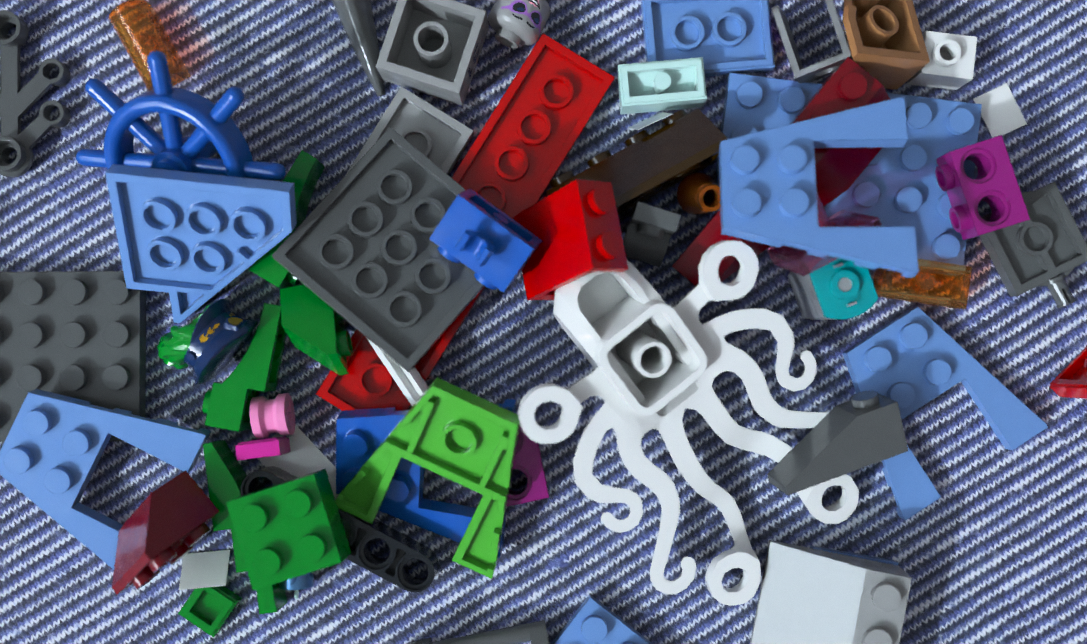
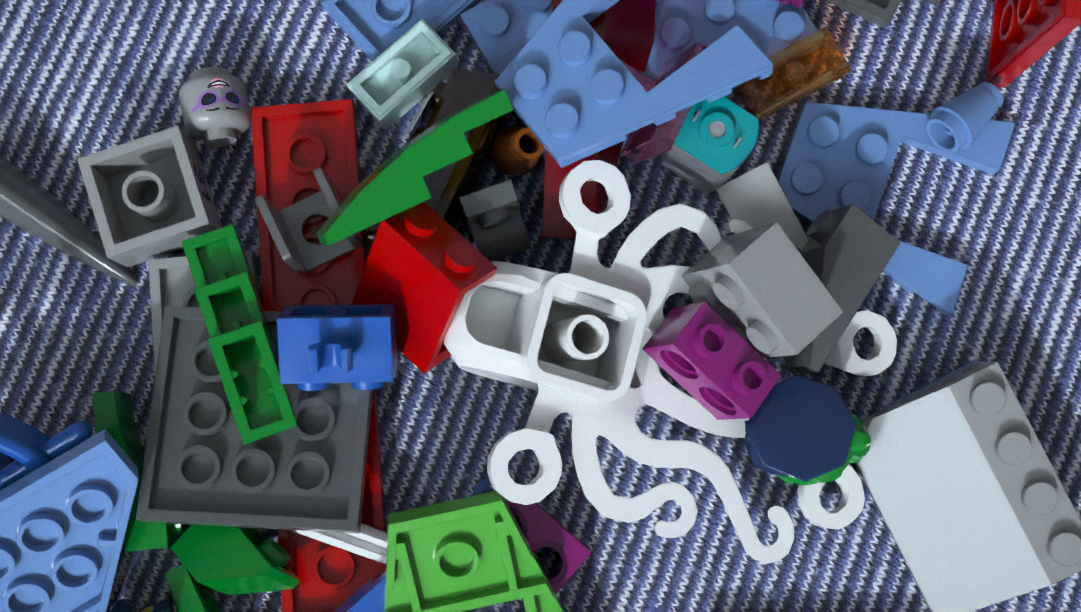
camera: 35 degrees left, 5 degrees down
(425, 183) = (239, 334): none -> green slope
(511, 131) = (288, 224): none -> flat silver piece
(607, 161) = (399, 179): none -> green slope
(722, 436) = (712, 361): none -> magenta brick
(747, 526) = (805, 433): none -> dark blue piece
(790, 417) = (763, 291): none -> light grey brick
(835, 355) = (761, 201): none -> white sticker
(1016, 398) = (961, 119): none -> medium blue cone

